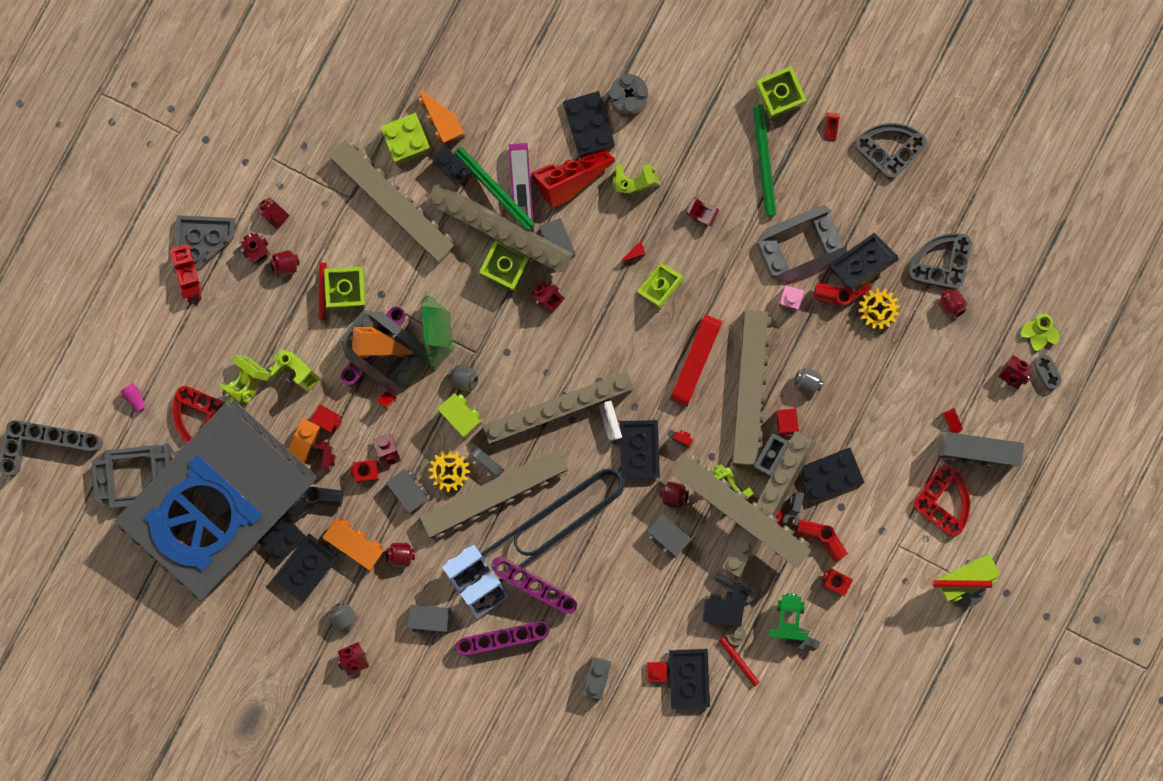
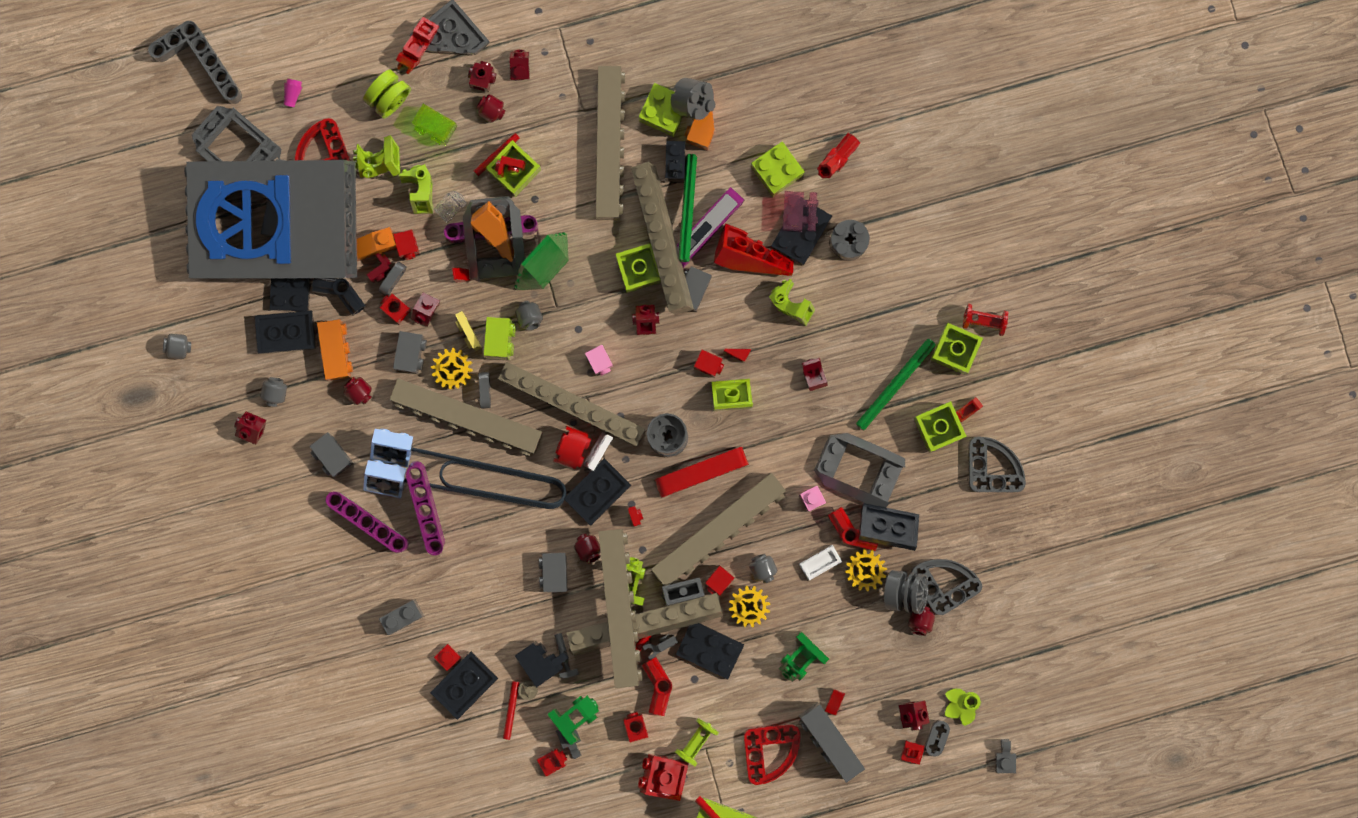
camera: 45 degrees right, 0 degrees up
(202, 328) = (386, 93): none -> lime wheel
(240, 657) = (176, 346): none -> dark grey head
(257, 315) = (434, 124): none -> clear neon green brick
(328, 360) = (450, 205): none -> clear bracket
(341, 451) = (392, 278): none -> dark grey beam
(342, 285) = (513, 165): none -> red bracket
(419, 109) = (693, 98): none -> dark grey brick
(425, 432) = (463, 325): none -> light yellow plate
(527, 98) = (777, 169): none -> lime brick
(545, 358) = (599, 360): none -> bright pink brick
(560, 45) = (838, 156): none -> red piece
(569, 115) = (793, 211): none -> clear pink plate
(590, 437) = (571, 448): none -> red brick
(622, 280) = (709, 363): none -> red brick
(652, 349) = (663, 425): none -> dark grey wheel
(779, 52) = (986, 319): none -> red hose
(805, 666) = (552, 761): none -> red bracket
(825, 158) = (939, 427): none -> lime brick
(825, 408) = (743, 614): none -> yellow gear
(842, 336) = (820, 562): none -> white tile
(889, 548) = (696, 742): none -> lime hose
(891, 596) = (663, 777): none -> red plate
(899, 404) = (809, 650): none -> green tile
(919, 296) = (906, 592): none -> dark grey wheel
(1041, 399) = (912, 752): none -> red tile
(1109, 337) = (1005, 760): none -> dark grey plate

